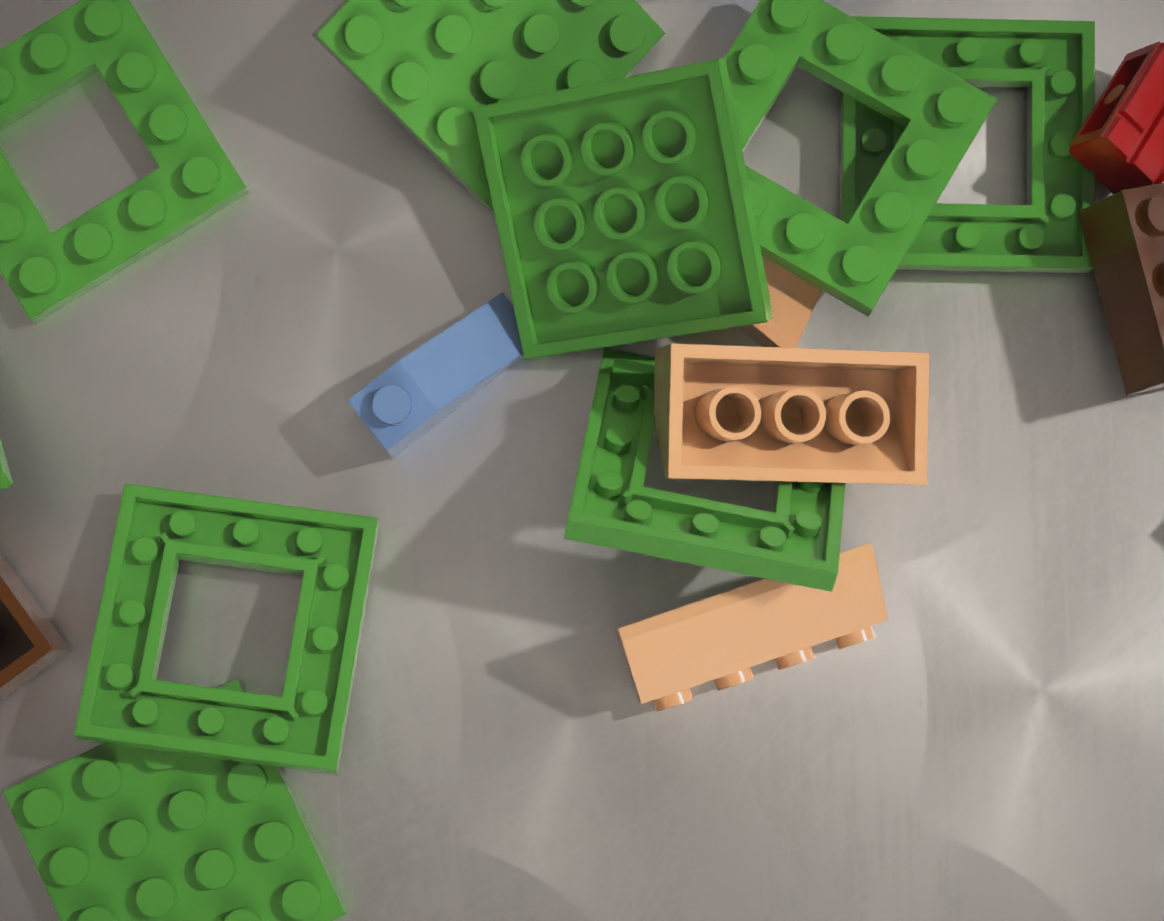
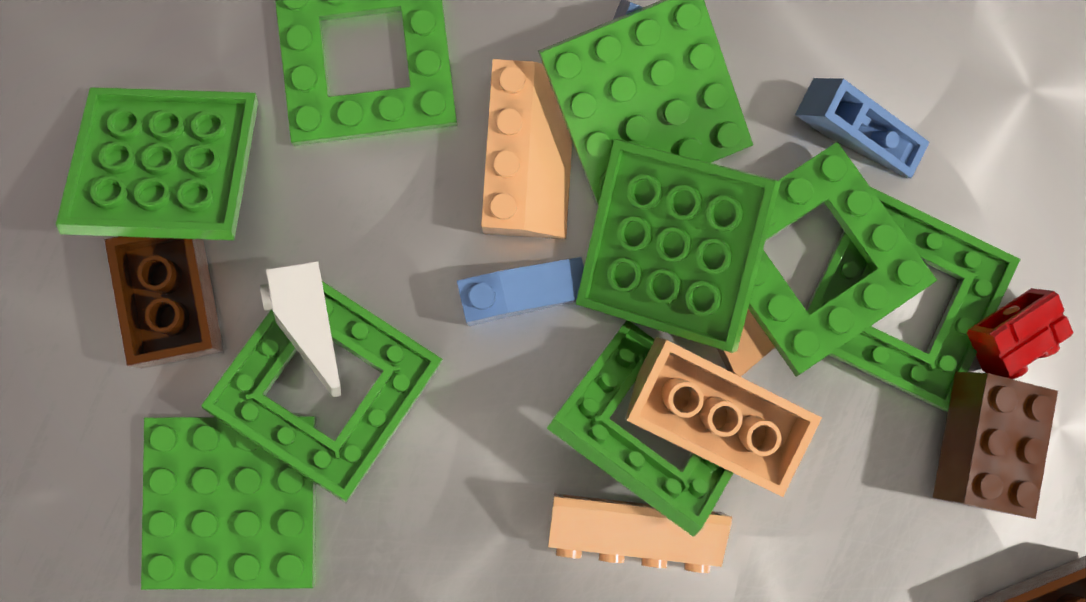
camera: 30 degrees right, 0 degrees up
(158, 547) = (302, 315): none -> white slope
(361, 187) = (525, 155): none -> light nougat slope

